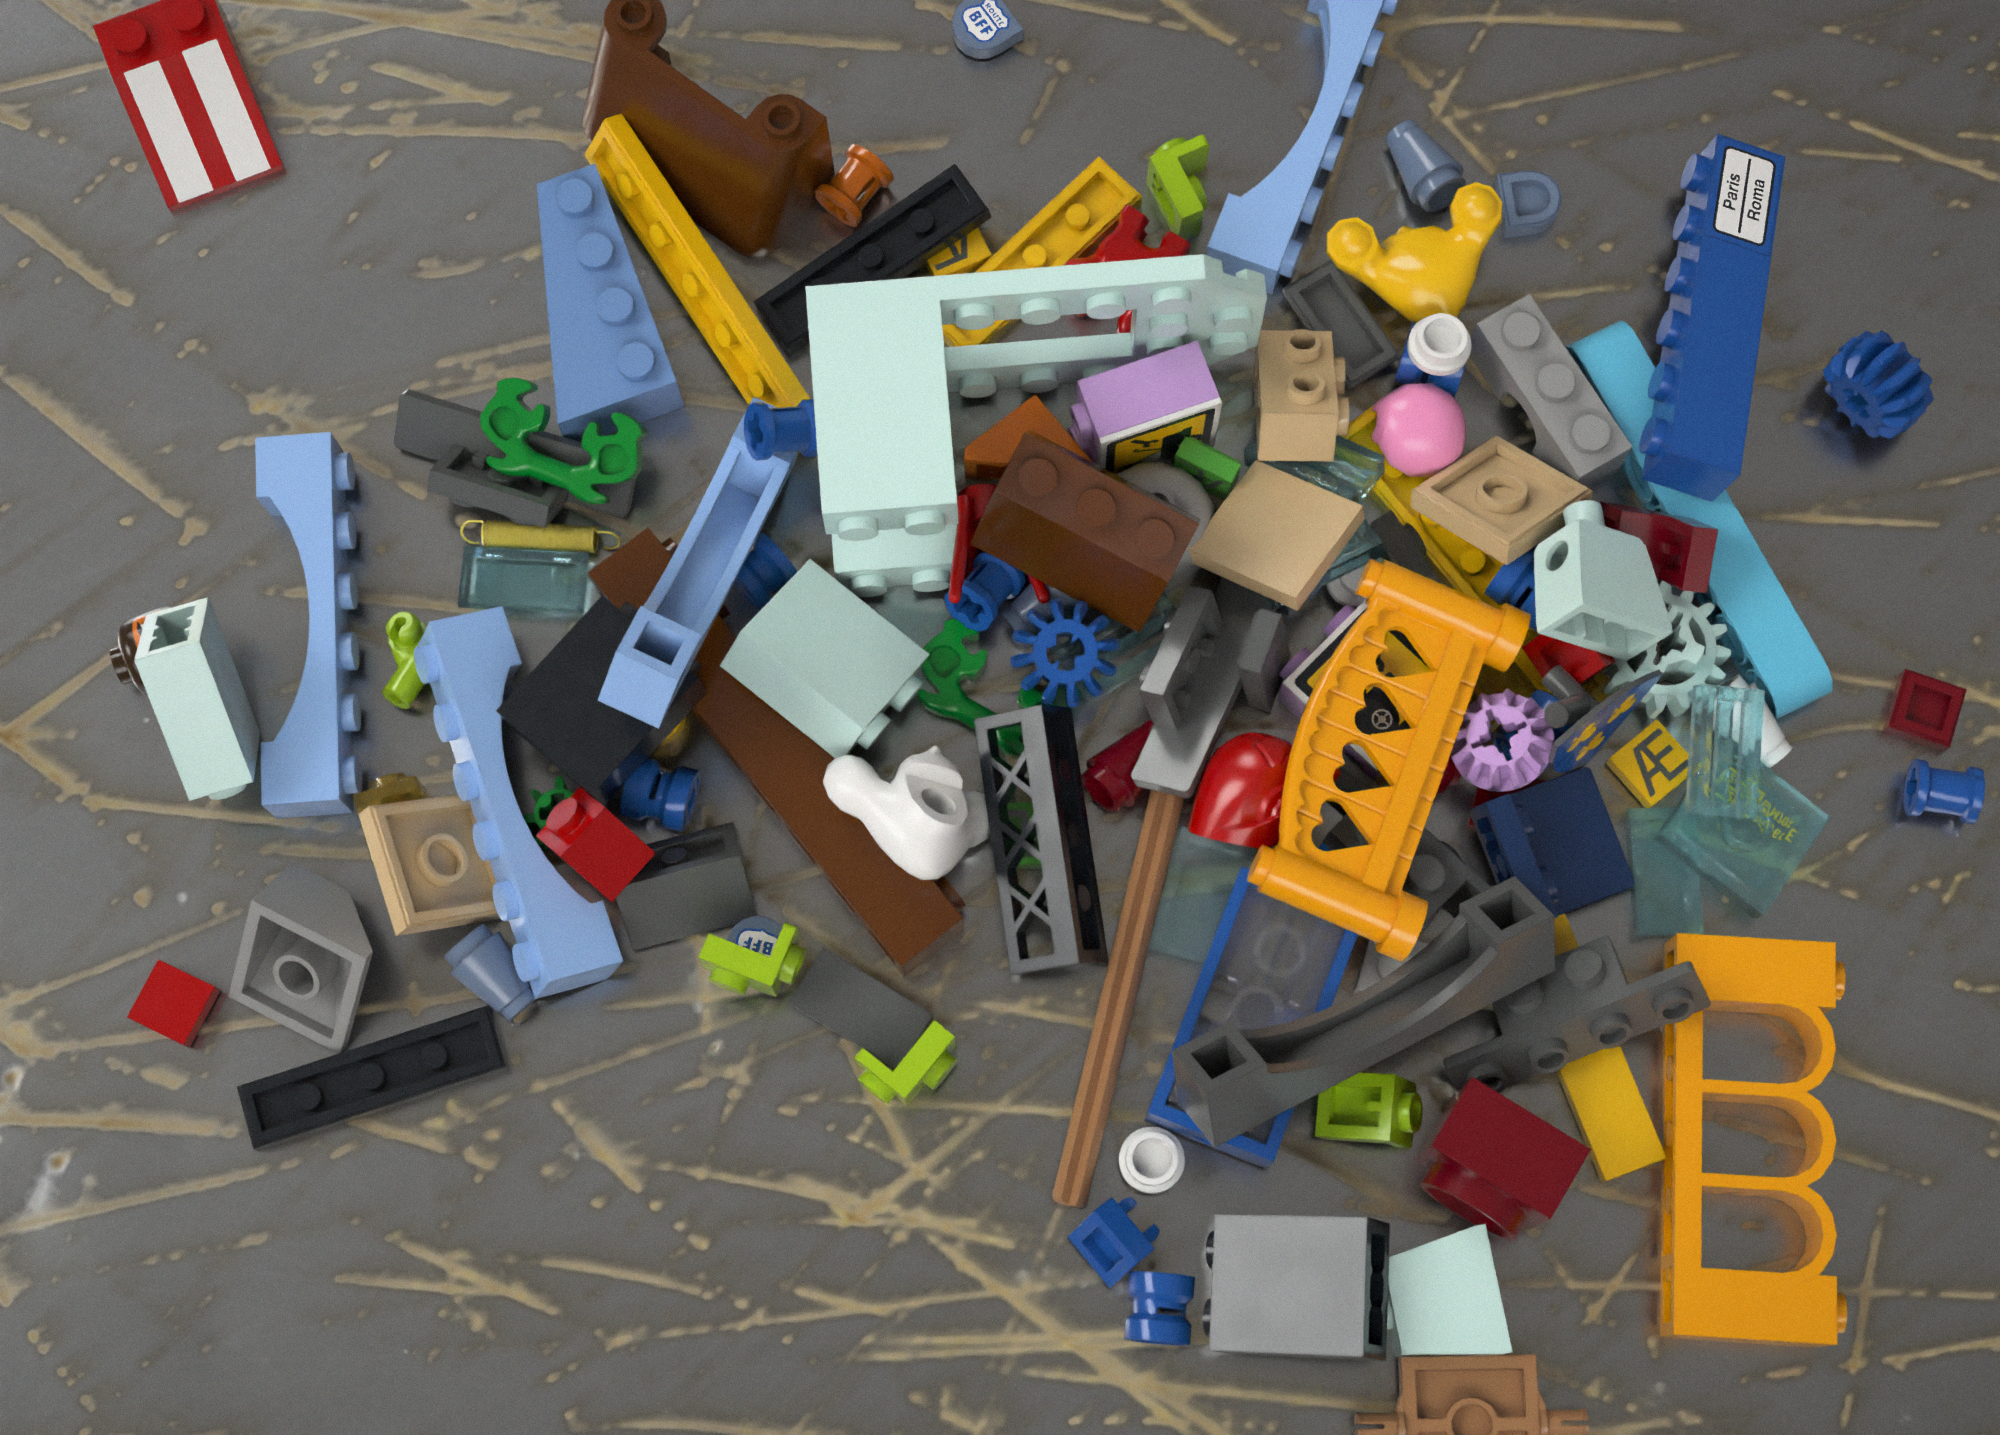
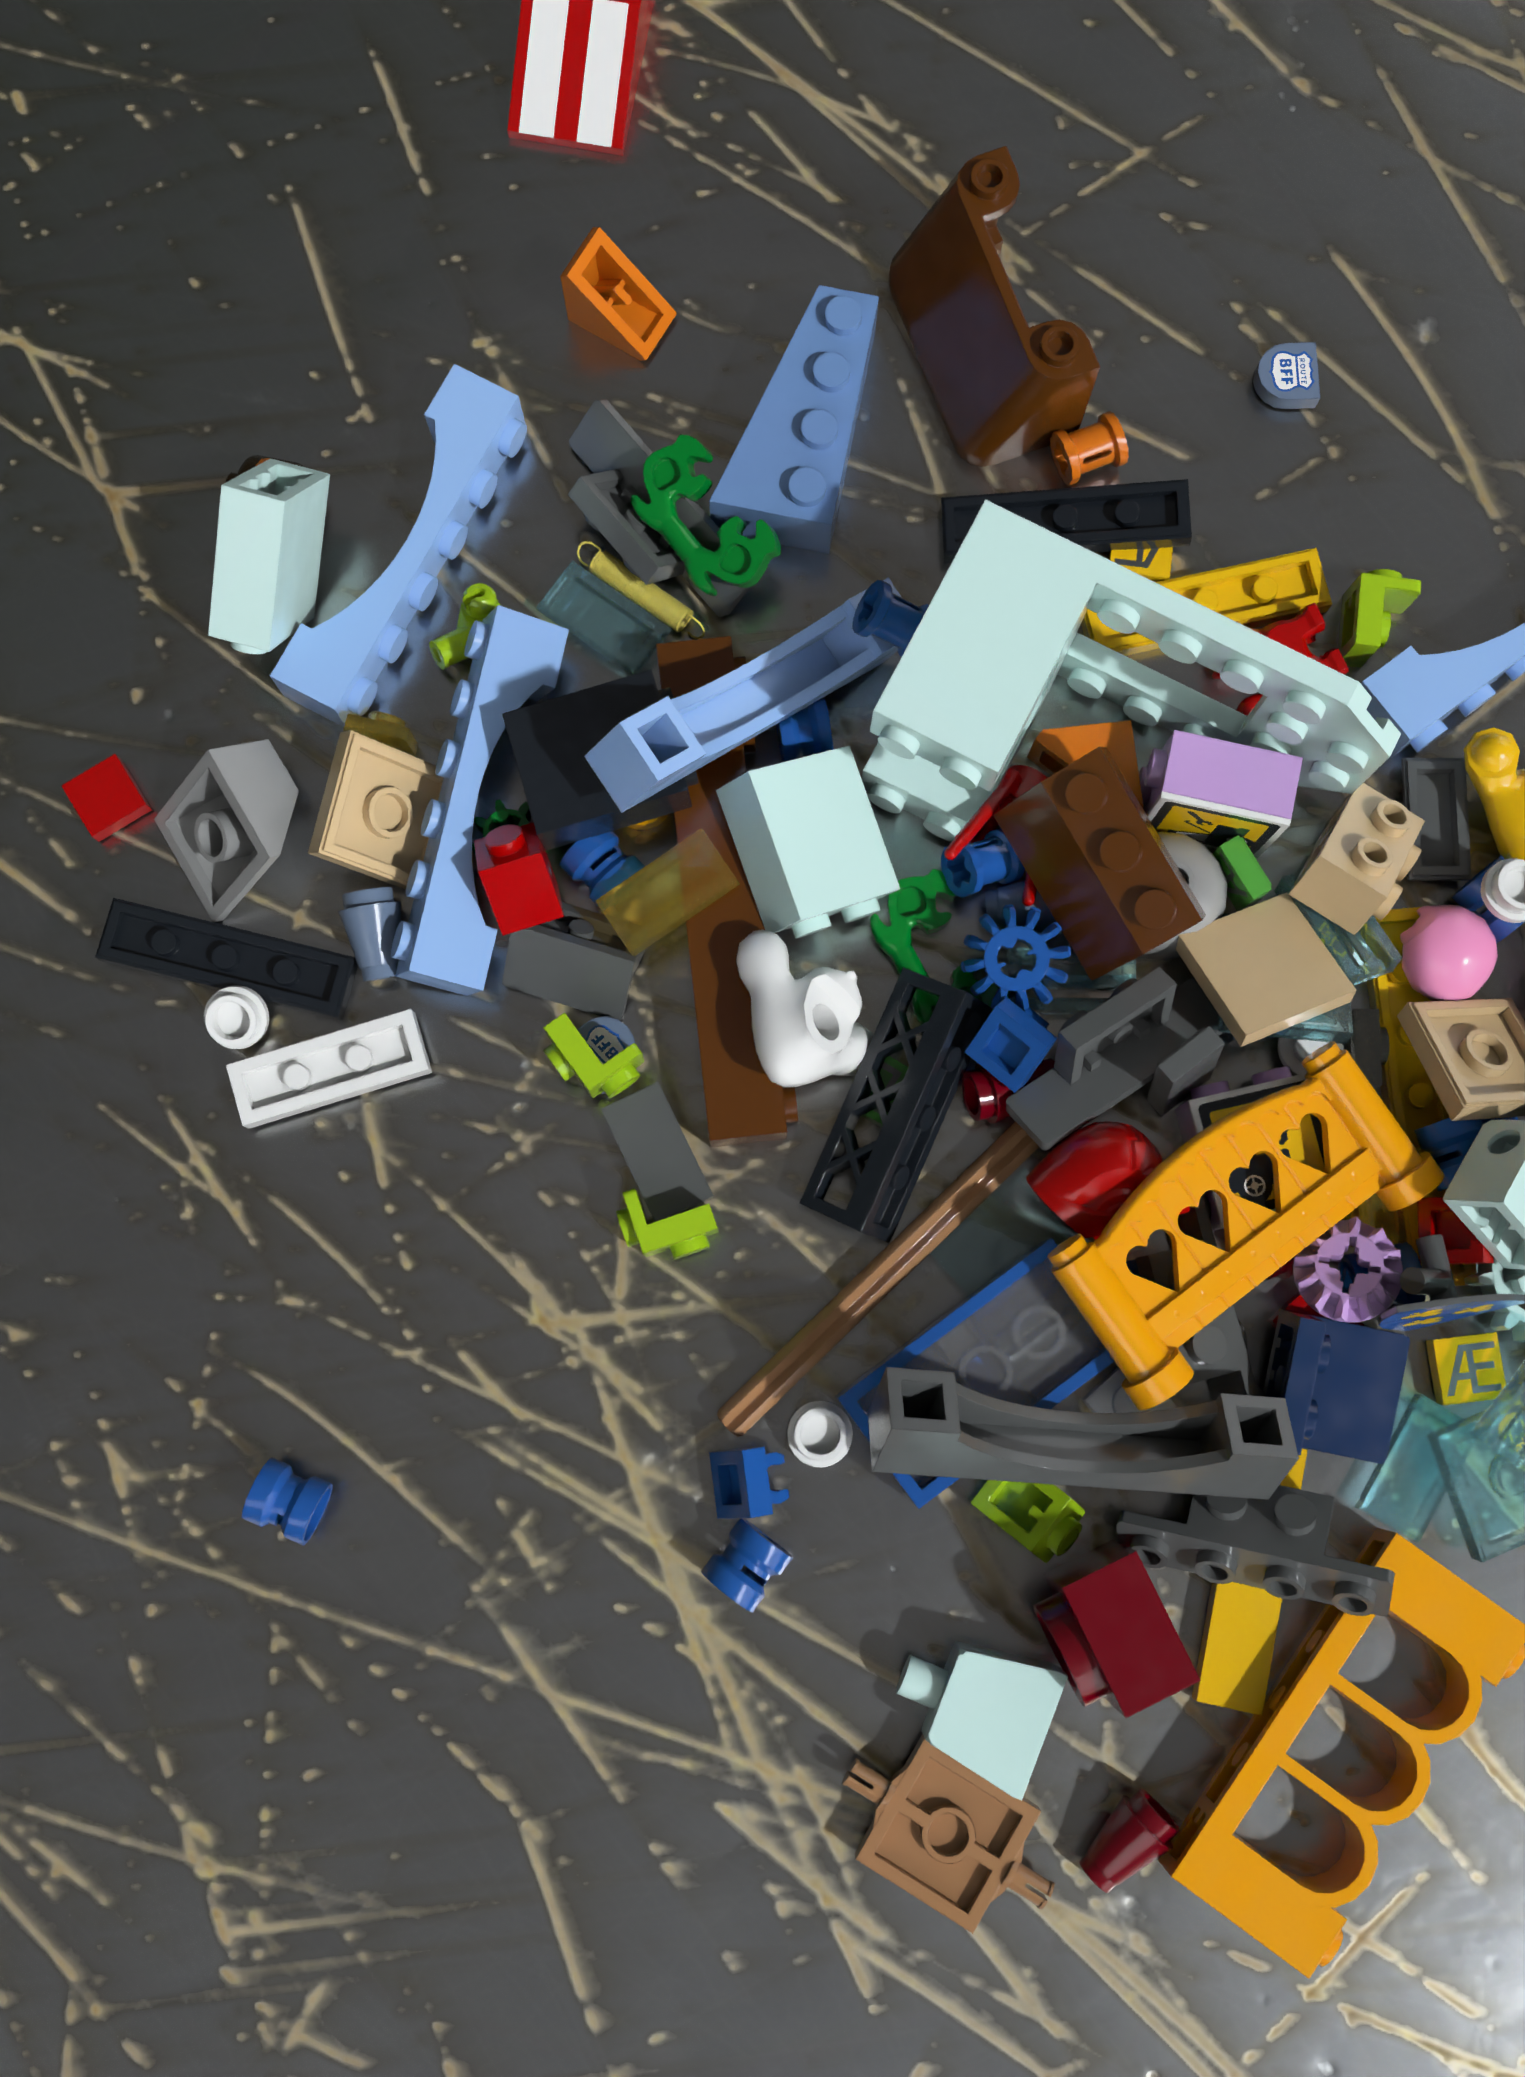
camera: 30 degrees right, 5 degrees up
(360, 298) = (613, 297): none -> orange slope
(415, 1122) = (236, 1017): none -> white plate
(526, 1115) = (328, 1068): none -> white plate
(691, 267) = (906, 433): yellow tile -> none
(732, 777) = (667, 892): none -> clear yellow tile
(1106, 726) = (1011, 1044): none -> blue tile
(1298, 1286) = (873, 1627): brick -> none
(1624, 1333) = (1129, 1840): none -> dark red cone

